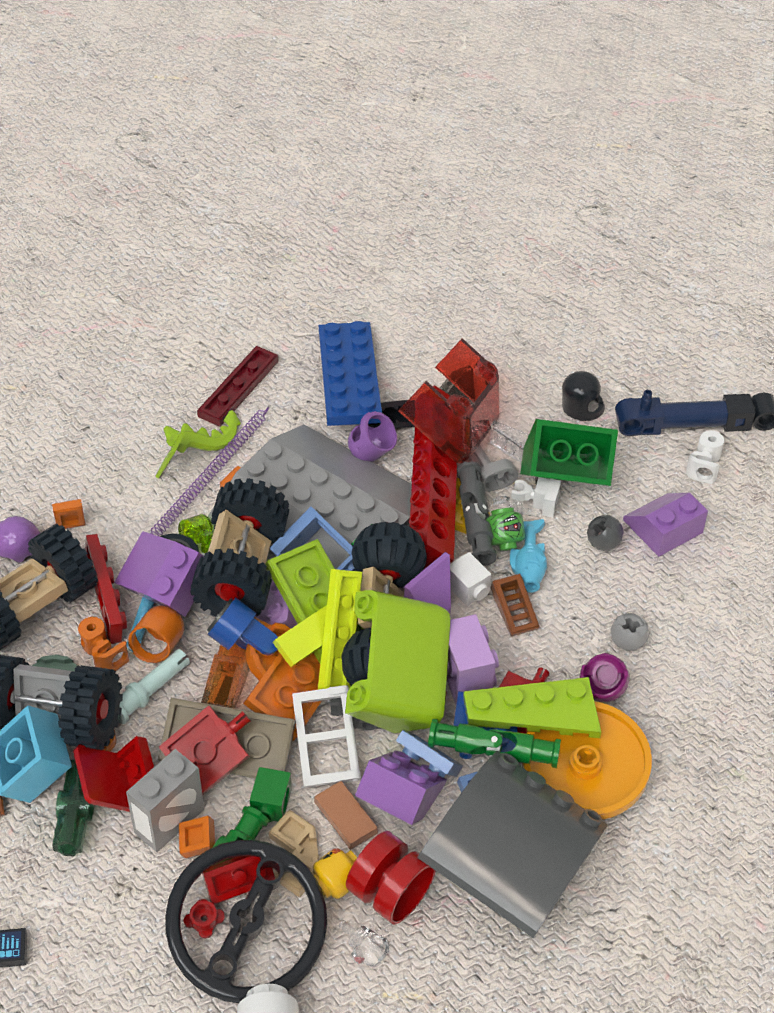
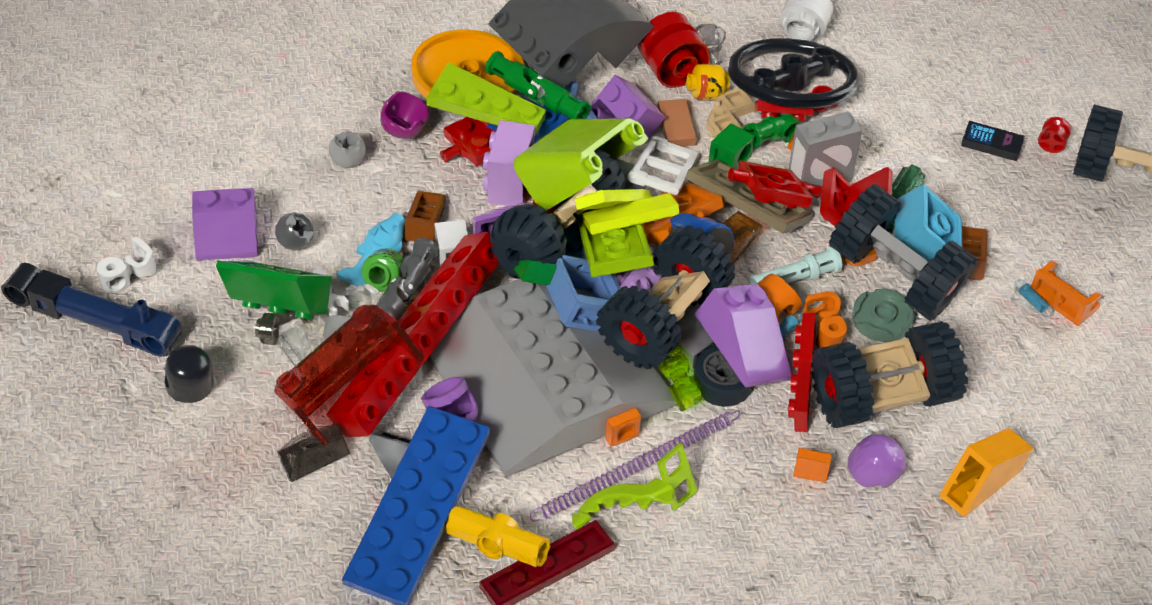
camera: 155 degrees left, 0 degrees up
(280, 375) = (498, 536): none -> yellow piece

